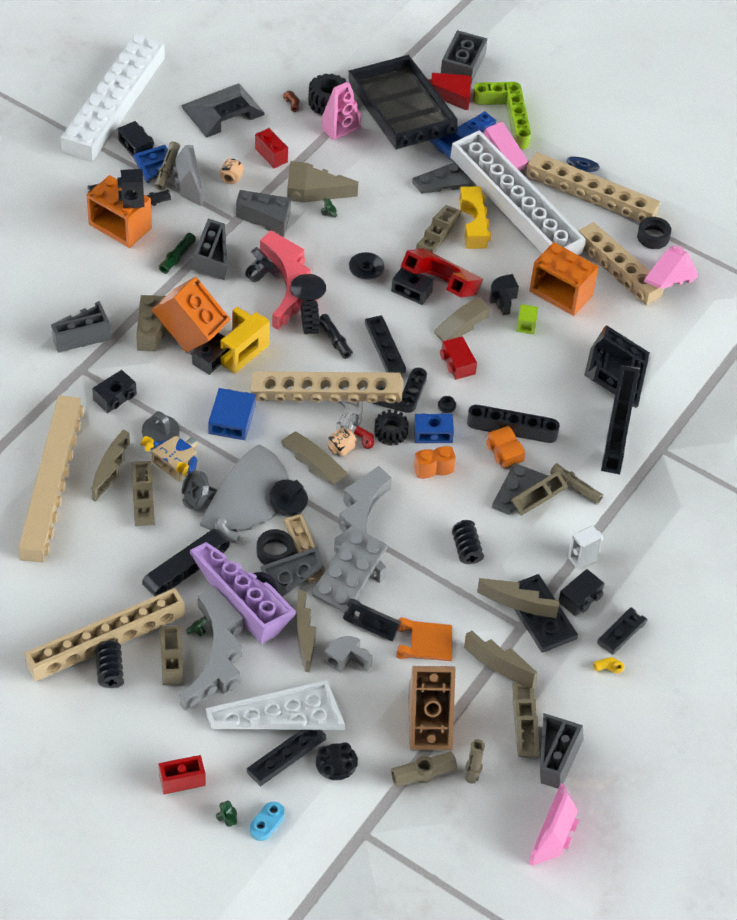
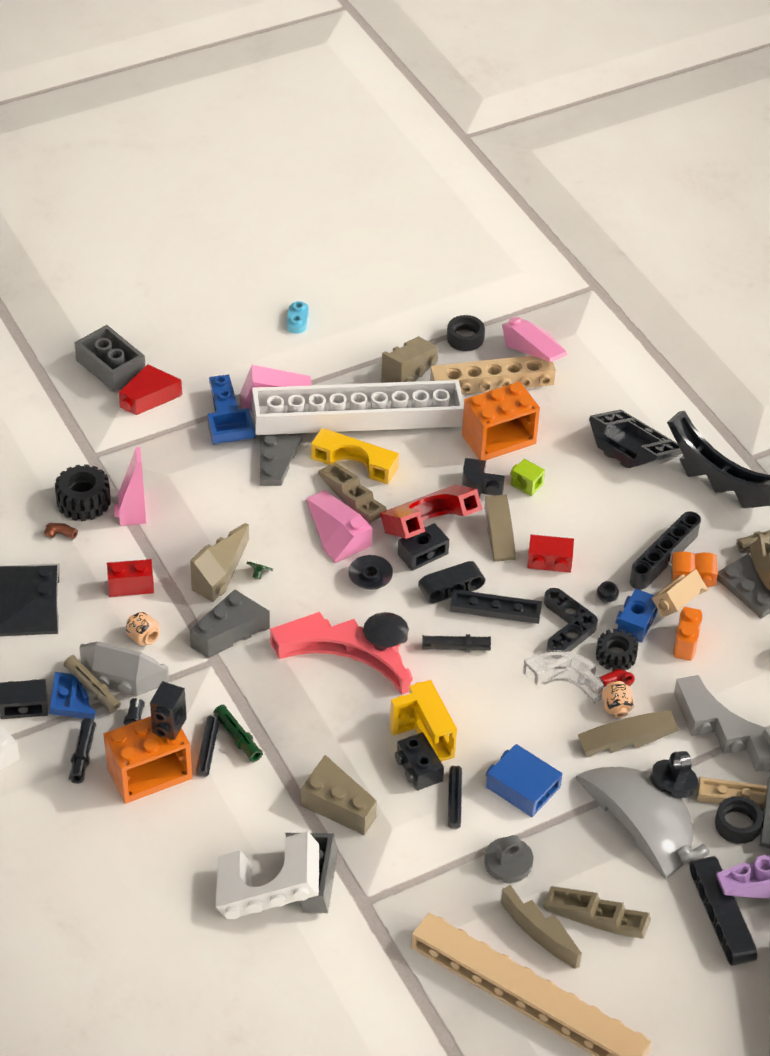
camera: 60 degrees left, 5 degrees down
(56, 305) = (295, 881): none -> white arch
(114, 391) = (428, 891): black brick -> none
(157, 243) = (207, 746): none -> black axle
(173, 455) = (564, 857): torso -> none
(191, 314) = (376, 747): orange container -> none
(196, 383) = (455, 797): none -> black axle
(196, 490) = (628, 855): dark grey tile -> none
(211, 251) = (261, 697): dark grey wedge -> none
(262, 265) = (316, 658): black tile -> none
(310, 317) = (425, 649): black tyre -> none
(334, 380) = (590, 611): tan brick -> none
(393, 313) = (440, 584): none -> black beam
(400, 236) = (339, 527): none -> bright pink wedge
(403, 102) = (170, 431): window -> none
(464, 439) = (679, 593): none -> tan window
(510, 94) = (213, 353): lime beam -> none
(583, 164) = (336, 340): dark blue dish -> none
(585, 208) = (409, 361): none -> dark tan wedge
(591, 188) = (368, 350): tan brick -> none
(594, 137) = (297, 317): none -> medium azure plate

